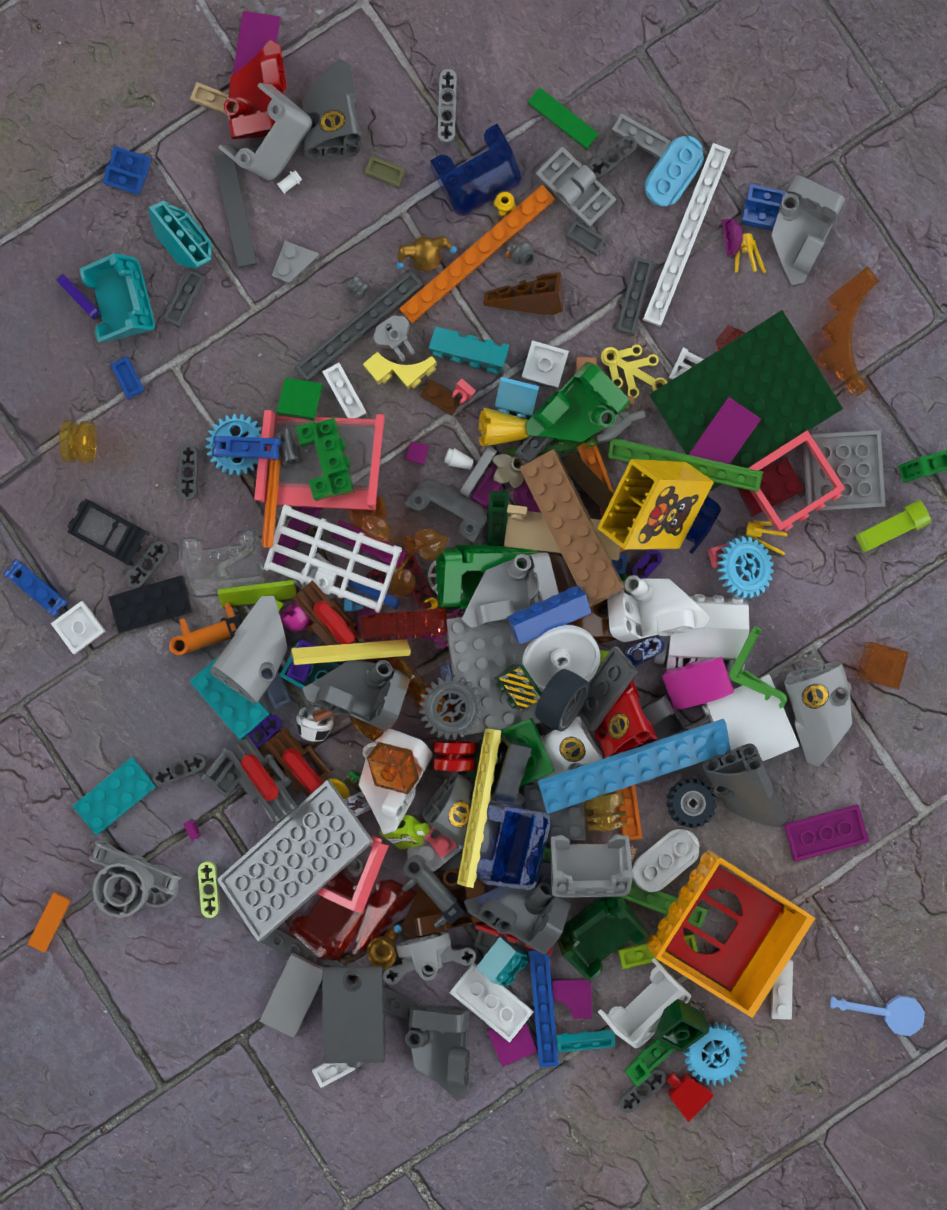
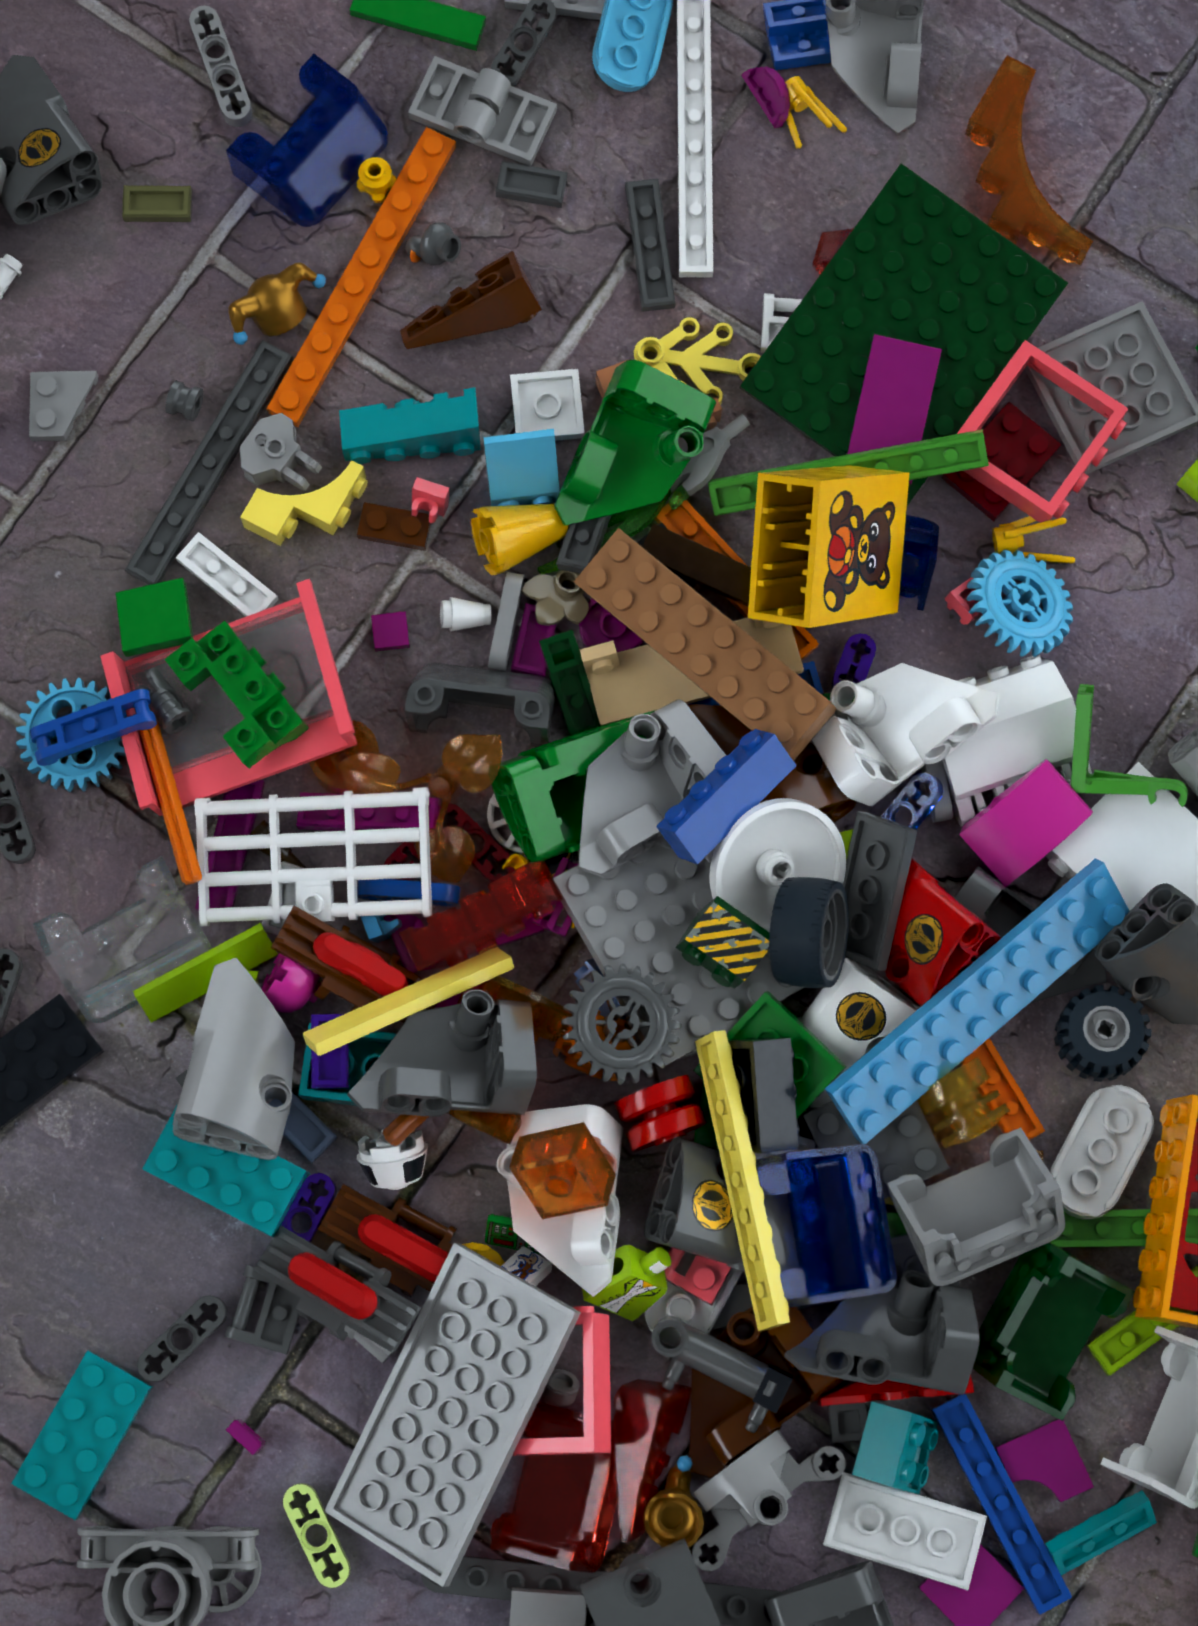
camera: 30 degrees left, 10 degrees down
(208, 635) = (143, 1080): orange piece -> none

